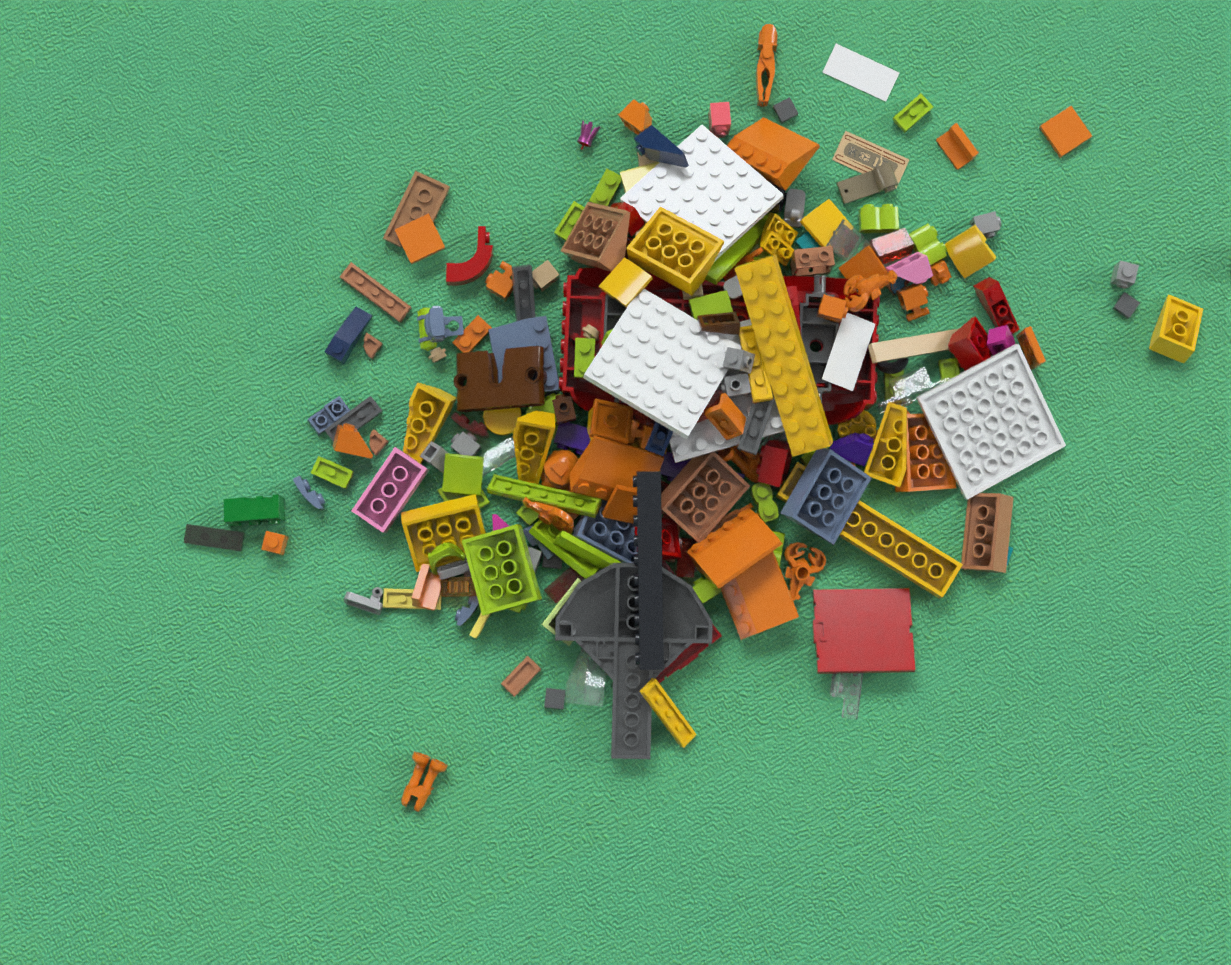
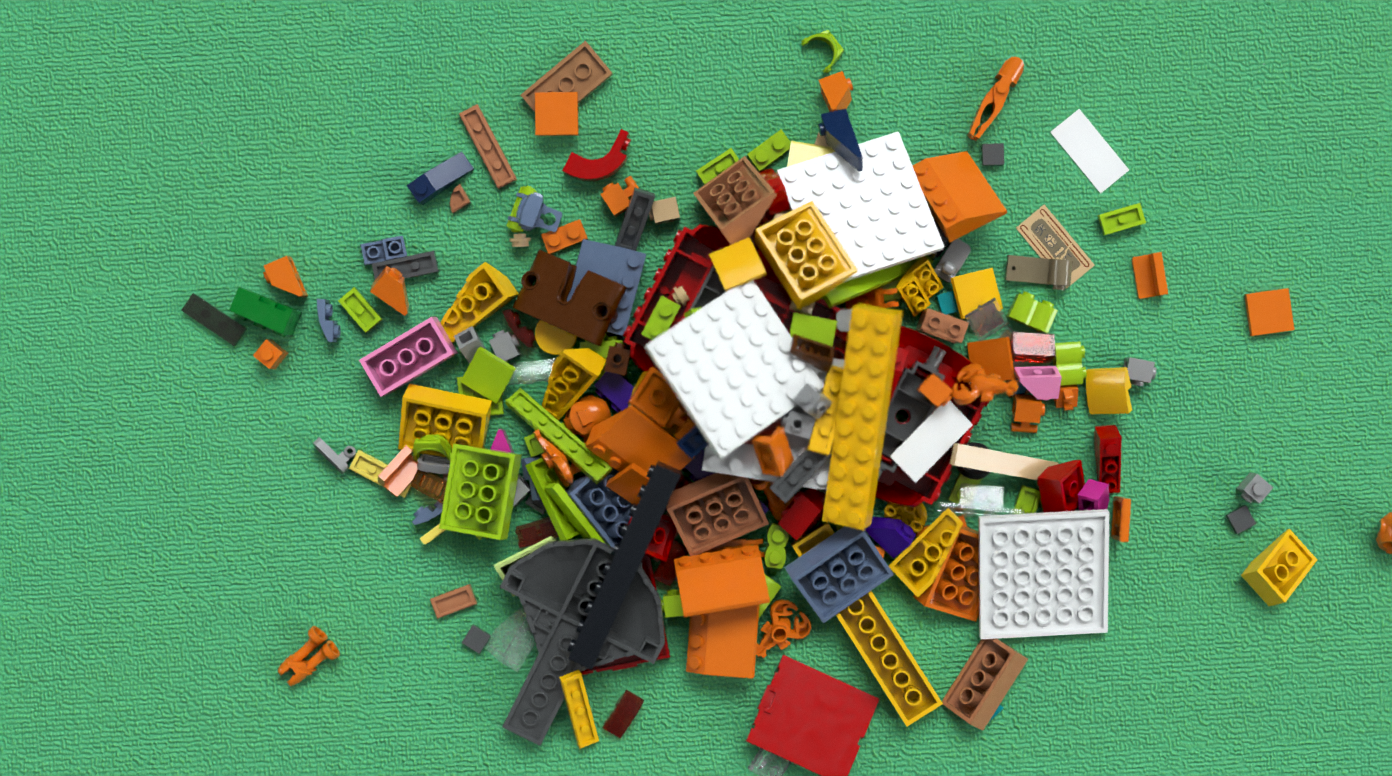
camera: 30 degrees right, 5 degrees up
(256, 474) = (284, 275): none -> orange slope
(377, 442) = (419, 300): nougat tile -> none
(585, 137) = (775, 87): flat silver piece -> none
(610, 80) = (827, 37): none -> lime helmet
(705, 701) = (623, 713): none -> clear red slope
(719, 119) = (919, 134): coral brick -> none

